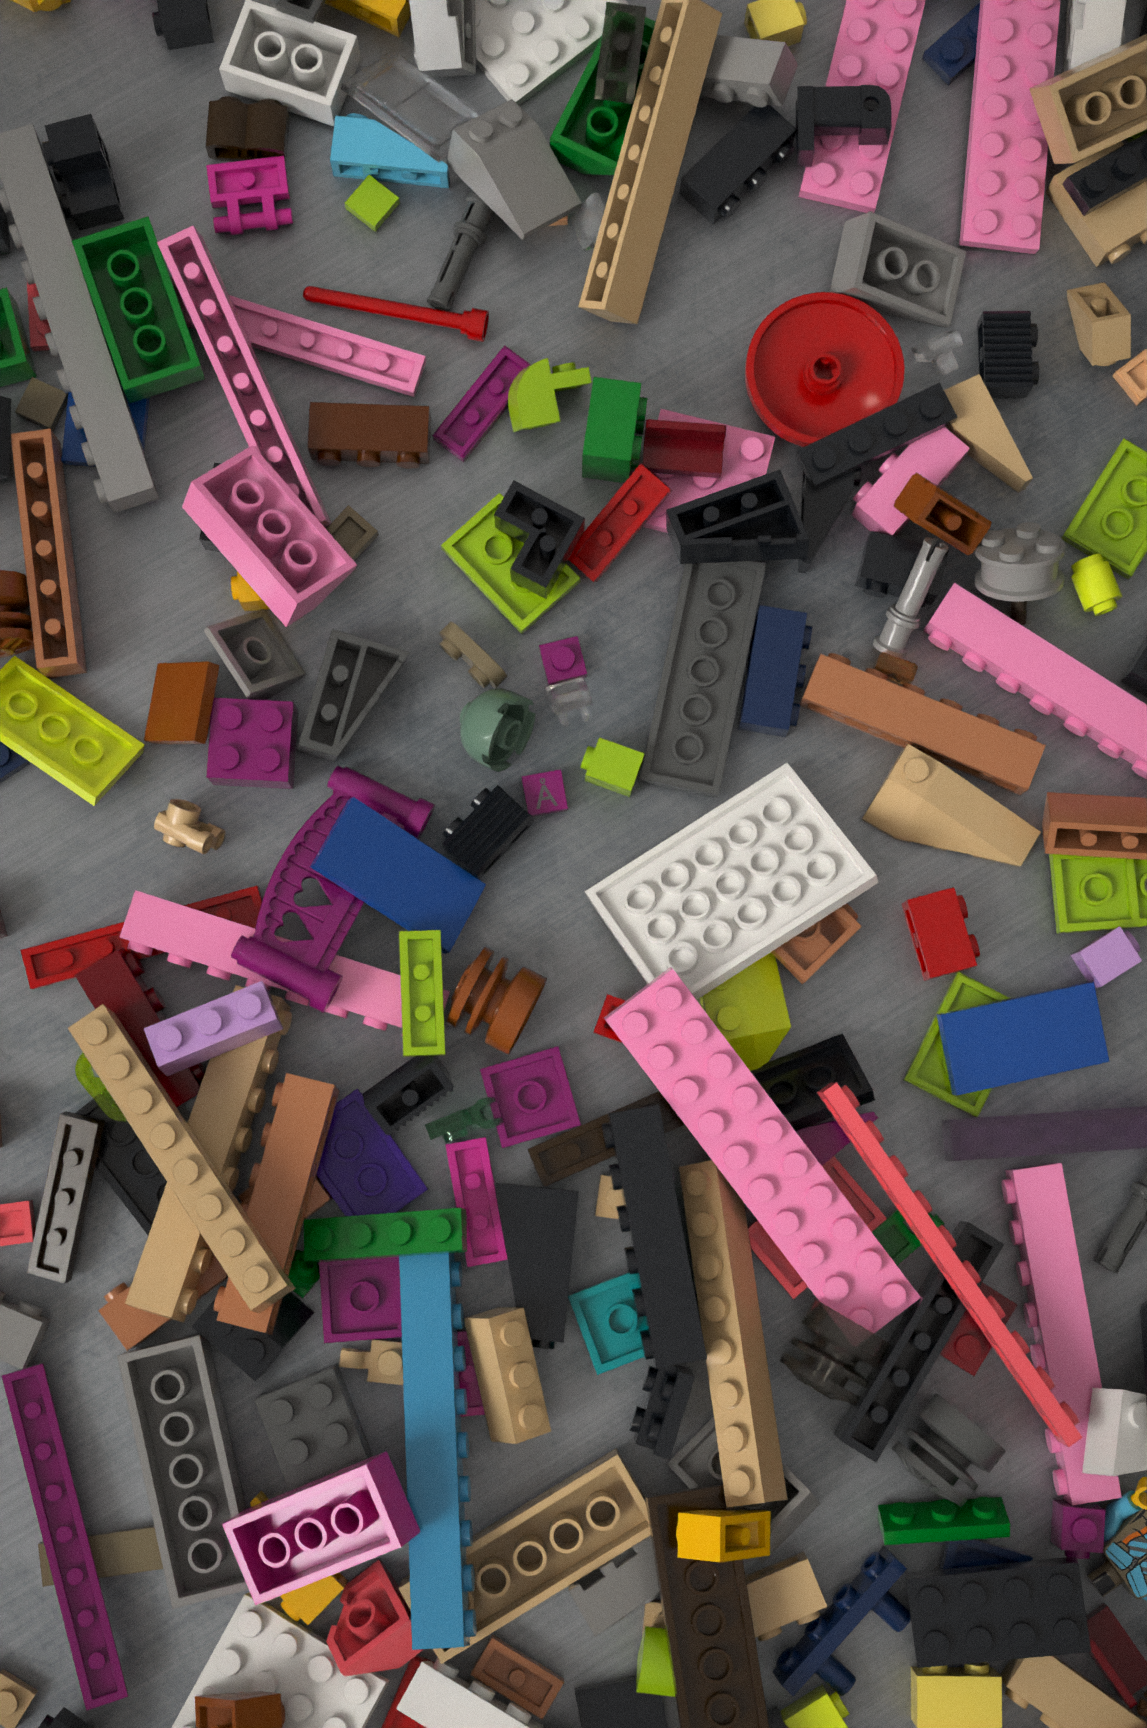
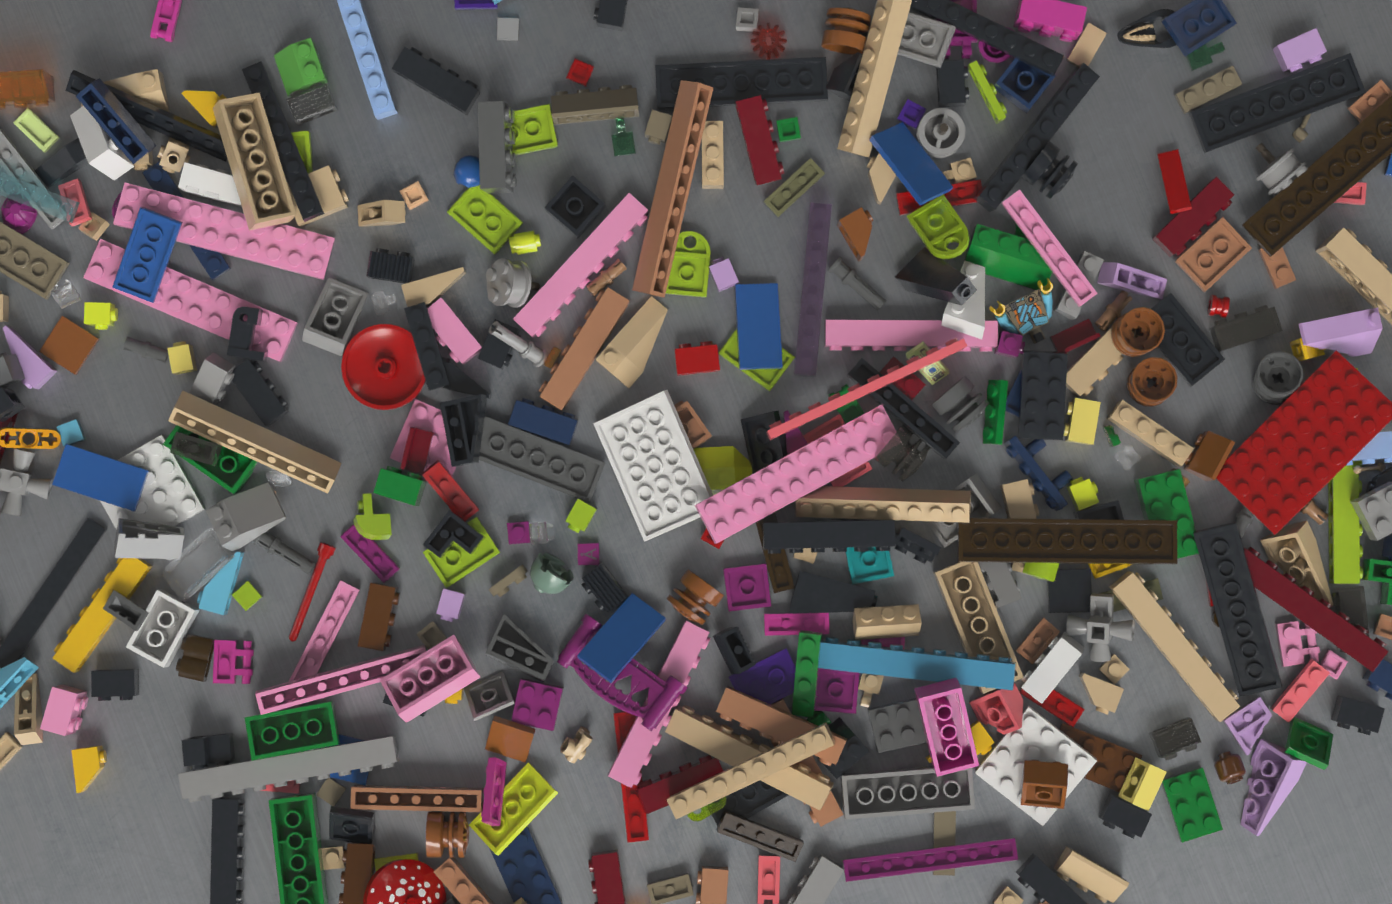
camera: 80 degrees left, 5 degrees up
(79, 689) = (493, 791): none -> dark pink plate
(213, 1028) = (687, 745): lavender brick -> none
(412, 558) = (450, 604): none -> lavender brick
(421, 993) = (685, 635): lime plate -> none
(454, 1125) = (755, 629): clear green plate -> none
(723, 1534) = (982, 526): yellow slope -> none
(942, 514) = (476, 320): dark orange brick -> none
(998, 1385) = (933, 372): none -> yellowish green tile
(1060, 743) = (606, 277): none -> medium nougat pin

